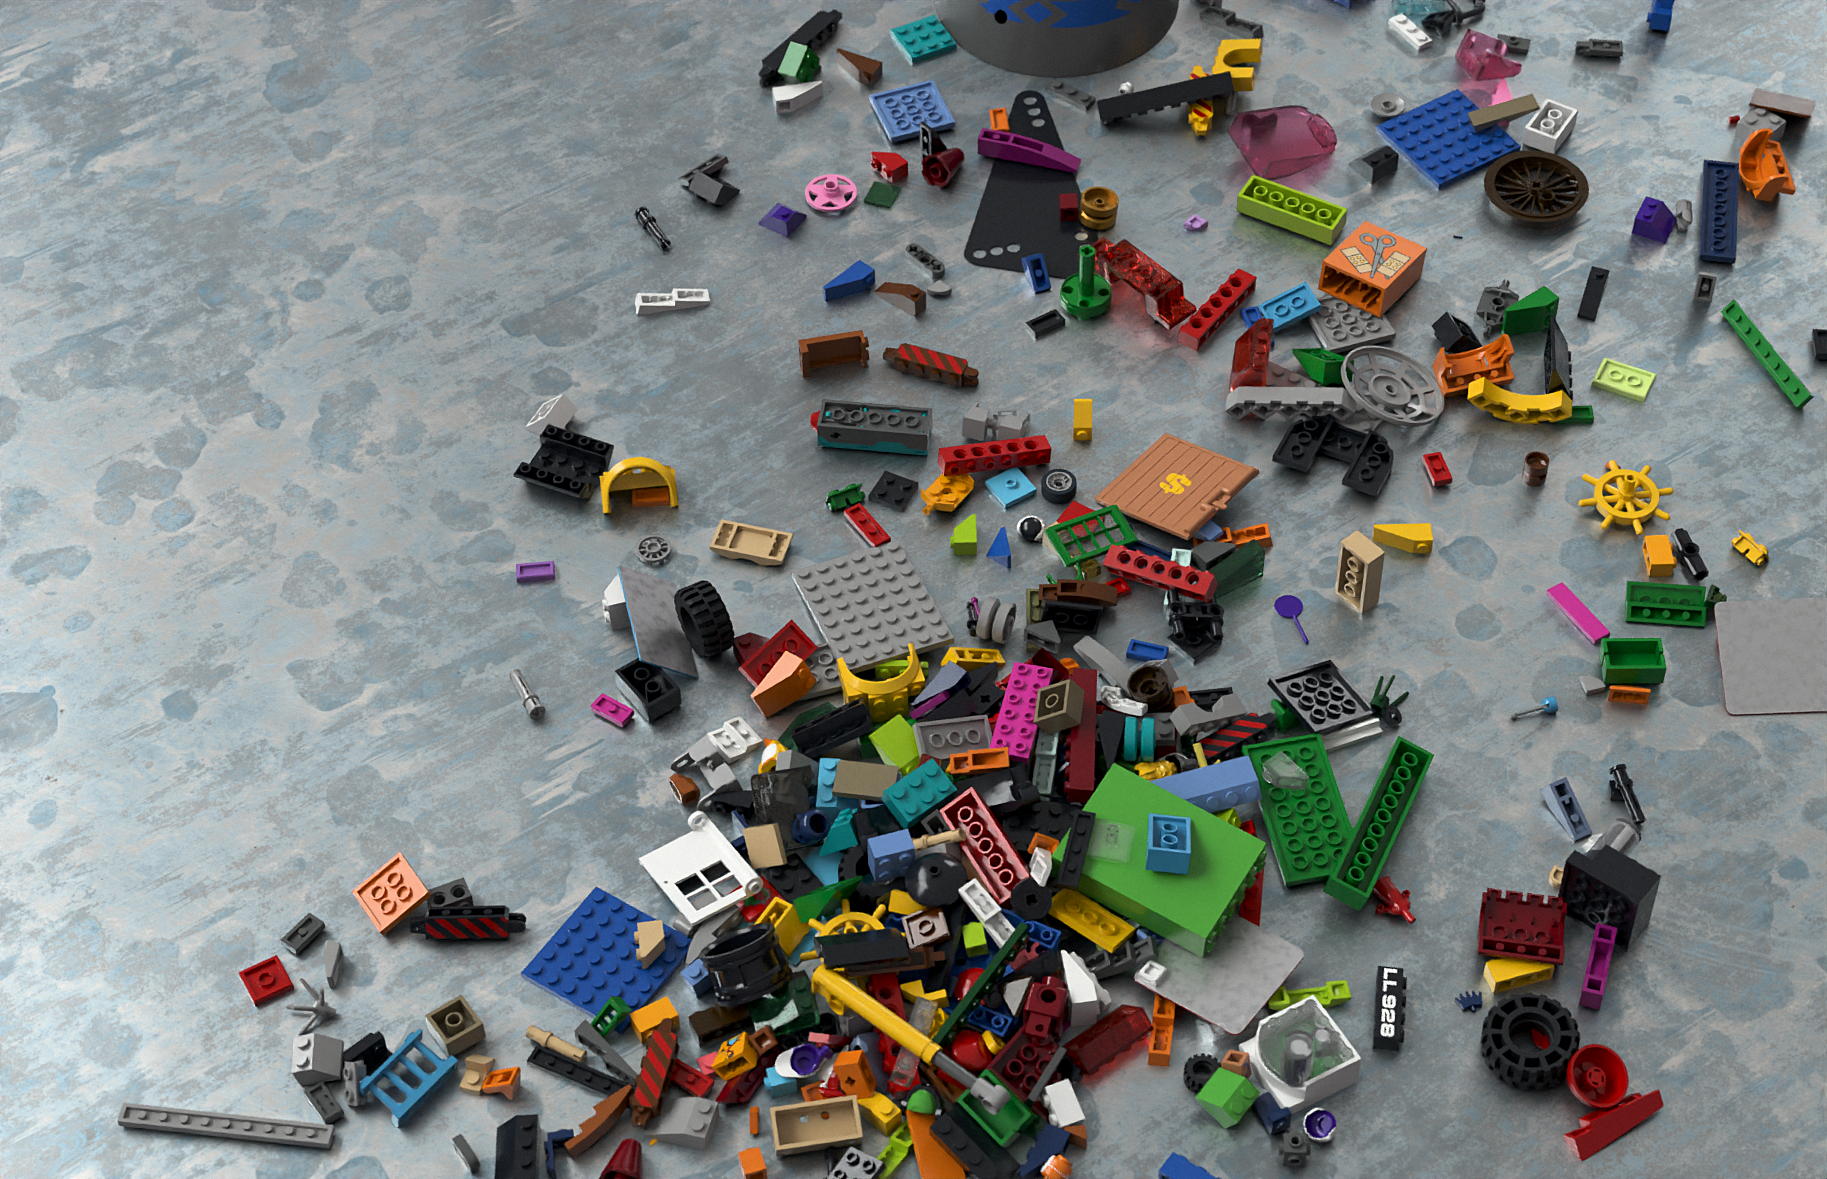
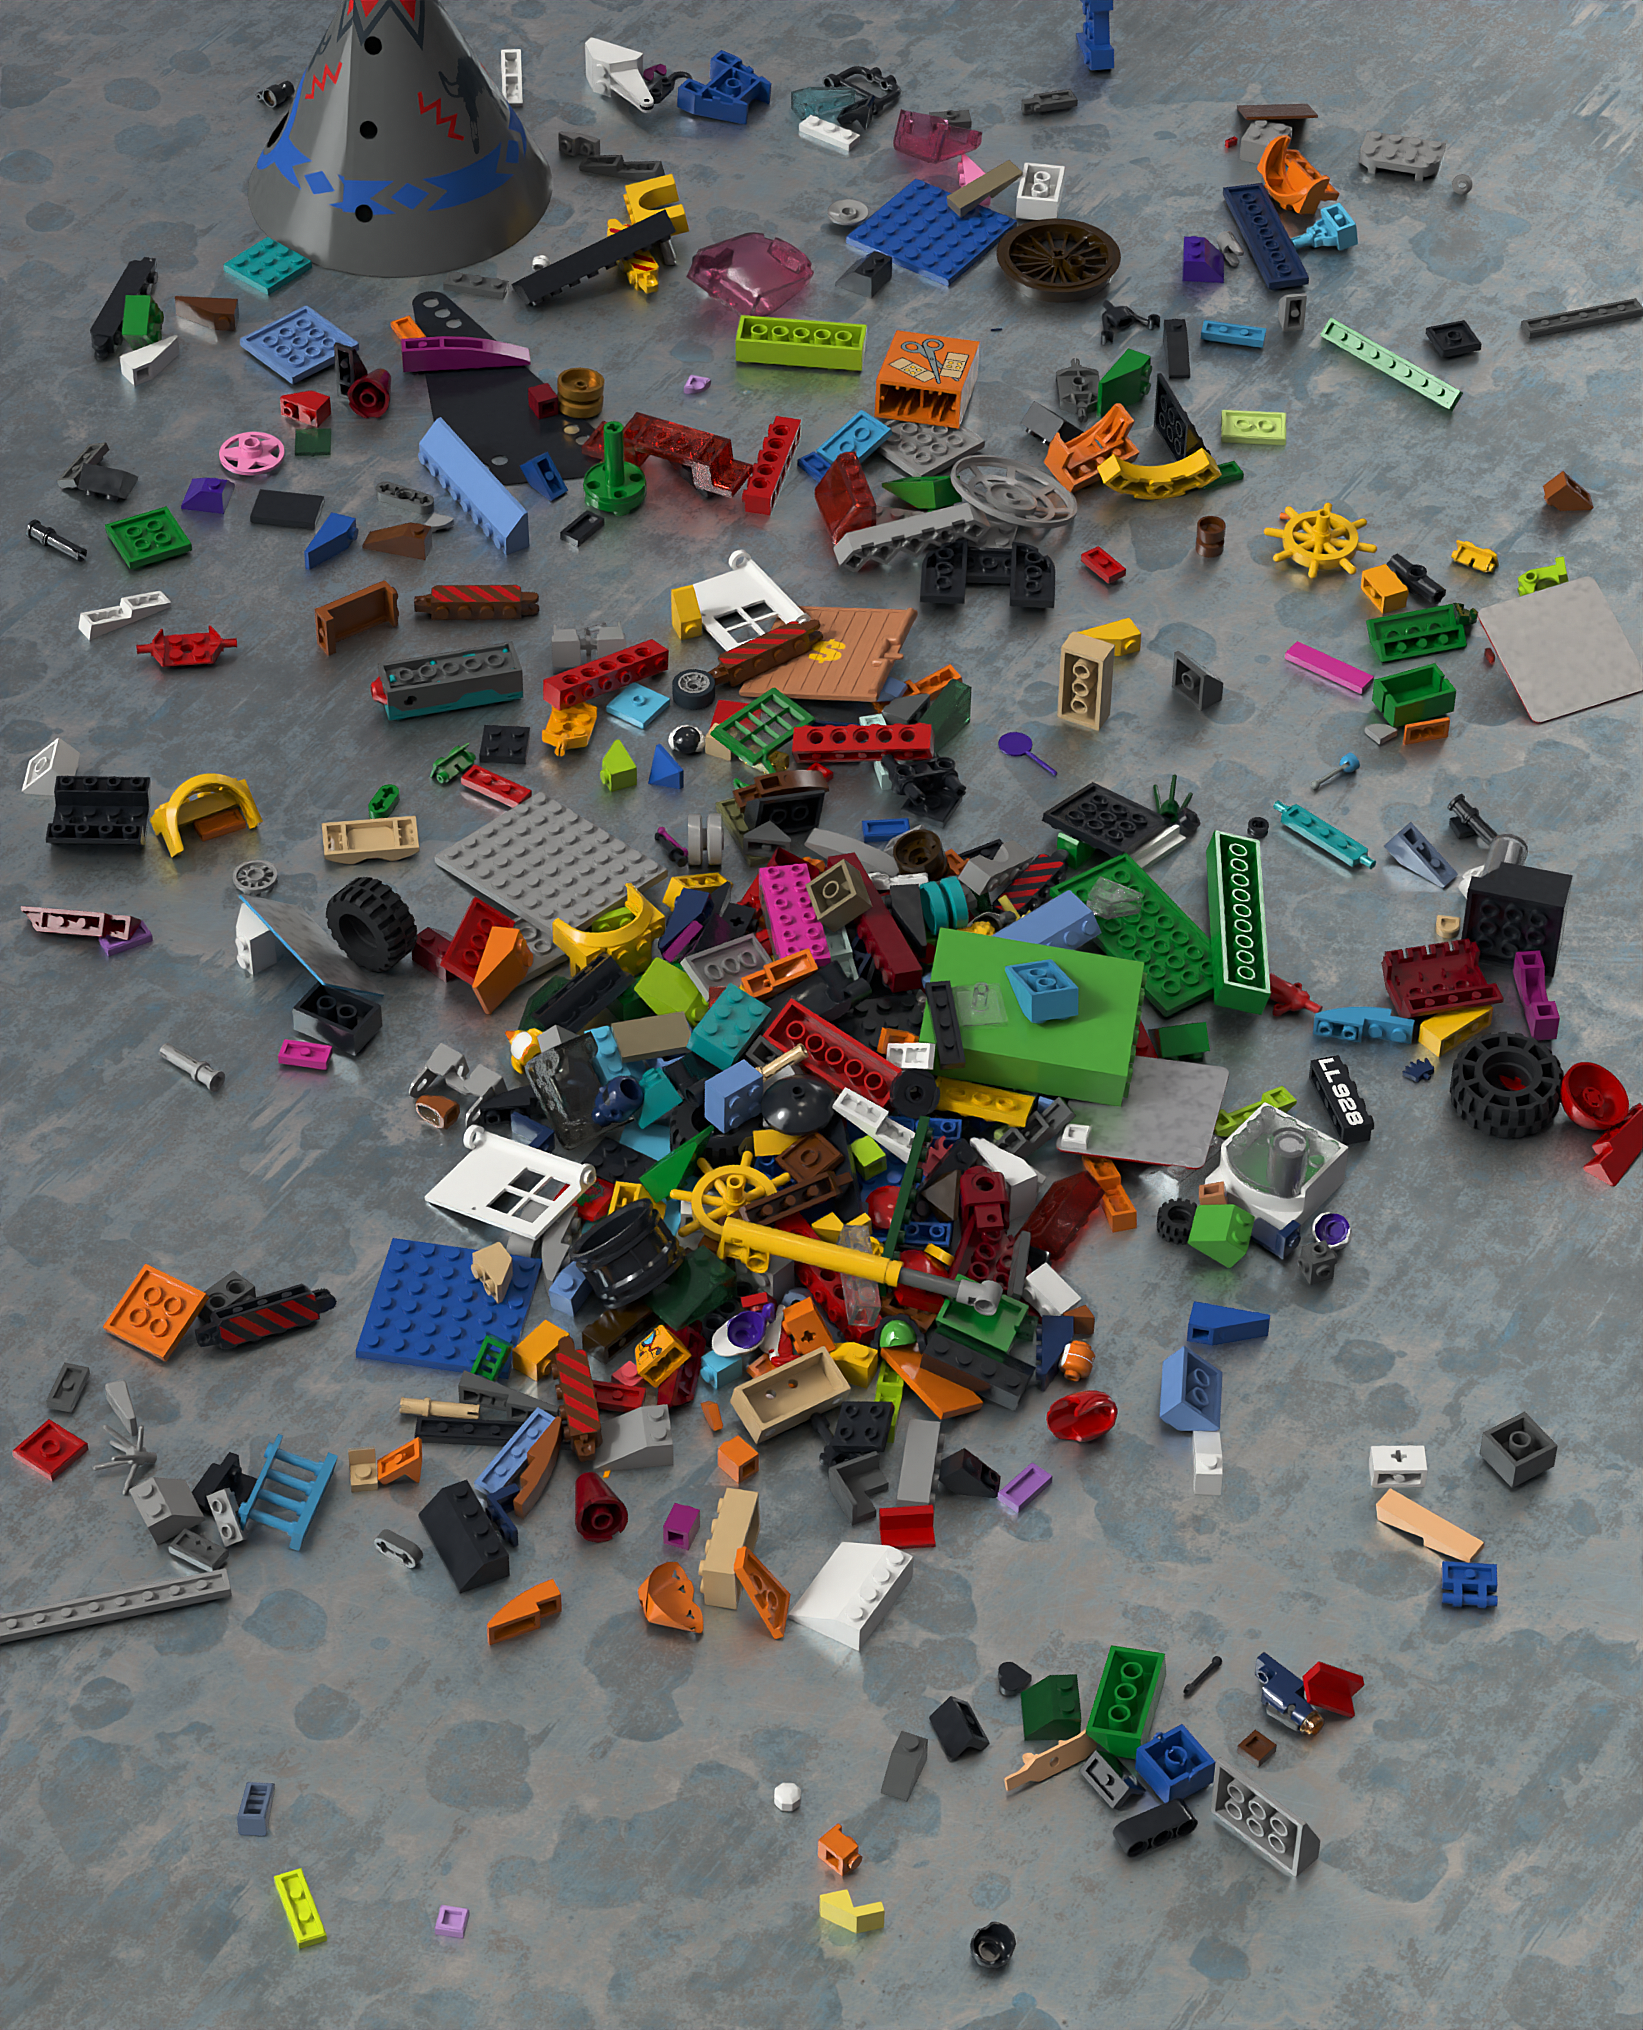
camera: 25 degrees left, 5 degrees down
(455, 1026) = (313, 1424): dark tan brick -> none
(509, 550) = (81, 922): none -> wedge
(582, 1106) = (513, 1455): none -> medium blue plate
(687, 340) = (203, 646): none -> red plate
(720, 243) = (148, 537): none -> green plate
(734, 739) = (470, 1041): white slope -> none
(763, 1039) = (685, 1326): dark orange slope -> none
(764, 846) = (573, 1134): tan tile -> none
(778, 514) = (379, 801): none -> green beam
(834, 246) = (287, 509): none -> black tile
(861, 948) = (760, 1191): black slope -> none
(976, 269) = (474, 488): none -> medium blue slope
(1127, 471) = (766, 652): none -> reddish brown hinge
(1131, 411) = (739, 590): none -> white door
(1283, 912) = (1180, 1040): none -> green slope
(1437, 941) = (1355, 1022): none -> dark azure slope
(1442, 743) = (1258, 822): none -> black bush
(1458, 595) = (1195, 682): none -> dark grey slope
(1496, 763) = (1324, 835): none -> teal plate
(1562, 254) = (1122, 318): none -> black piece
(1648, 291) = (1233, 333): none -> dark azure plate
(1774, 221) = (1333, 229): none -> medium azure brick
(1796, 587) = (1543, 577): none -> lime tile

